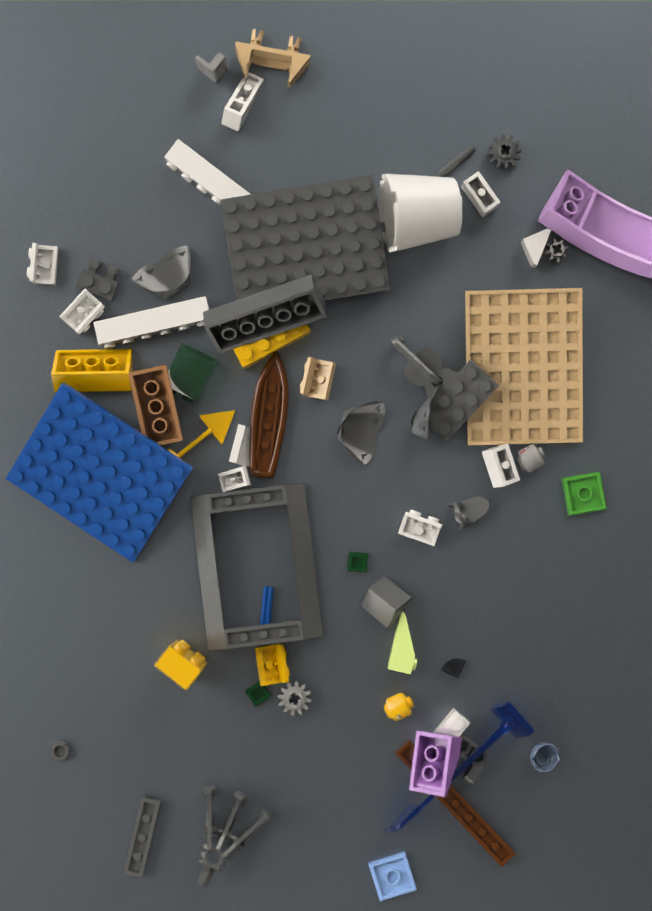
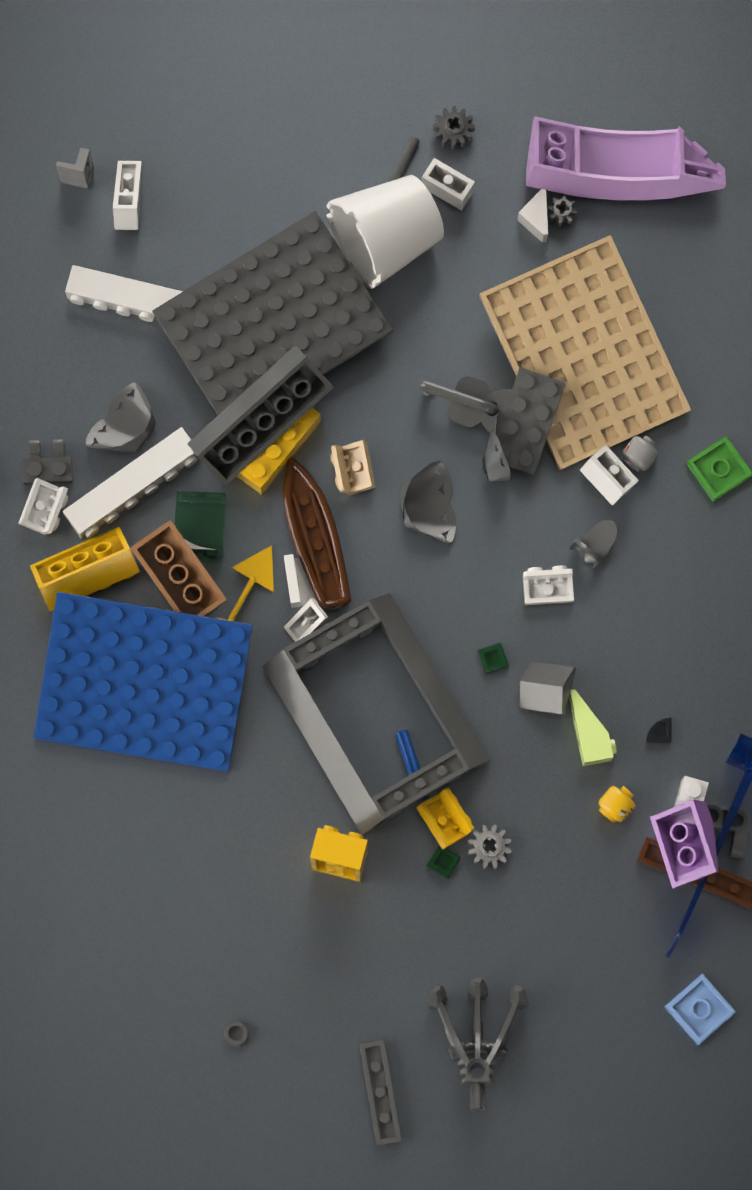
camera: 25 degrees left, 10 degrees down
(271, 57) = (141, 133): tan hose -> none

